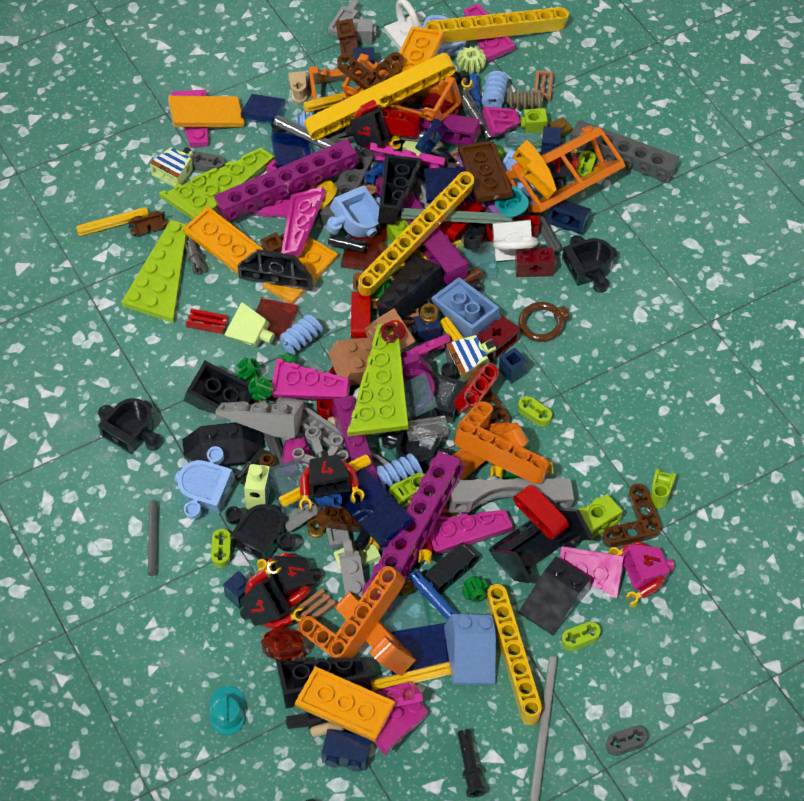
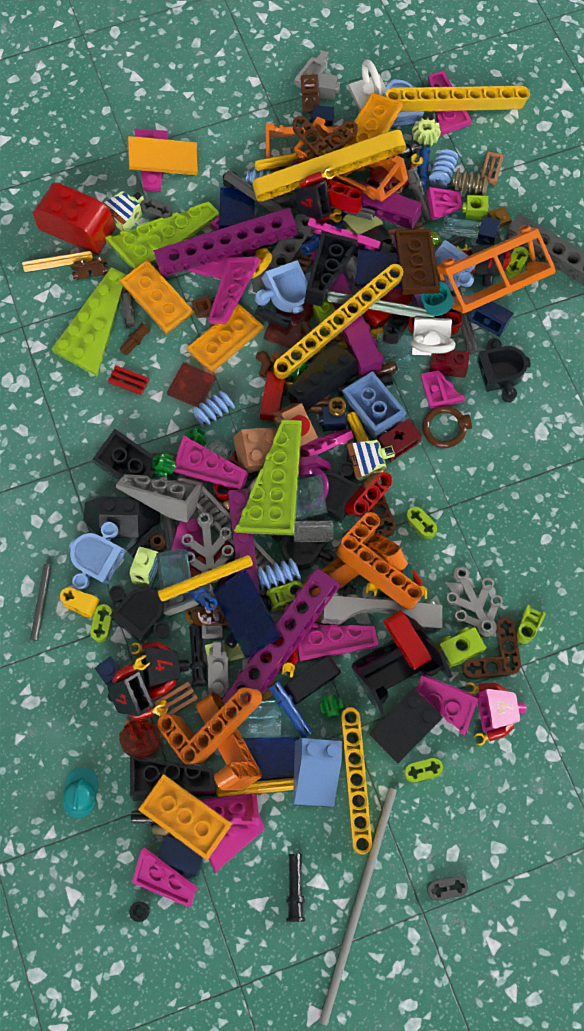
camera: 10 degrees right, 15 degrees up
(125, 177) = (74, 218): none -> red brick
(129, 425) = (38, 481): black piece -> none
(195, 530) = (82, 603): none -> yellow piece
(207, 282) = (134, 339): none -> reddish brown axle
(248, 369) = (157, 439): green gear -> none
(249, 327) = (165, 395): yellowish green torso -> none
(262, 108) = (217, 158): clear blue tile -> none
(275, 269) = (199, 337): black wedge -> none
(298, 86) = (255, 139): tan piece -> none
(327, 477) = (205, 580): black torso -> none
(329, 571) = (198, 664): none -> black pin
(330, 773) = (162, 879): none -> dark pink wing
(345, 283) = (266, 362): none -> reddish brown arm
(391, 337) = (291, 437): dark red bush -> none
(431, 137) = (370, 218): clear blue tile -> none
(512, 365) = (408, 472): dark blue brick -> none
(529, 289) = (439, 390): none -> dark pink wing
(535, 169) = (465, 270): light orange slope -> none
(603, 477) = (475, 604): none -> light grey plant

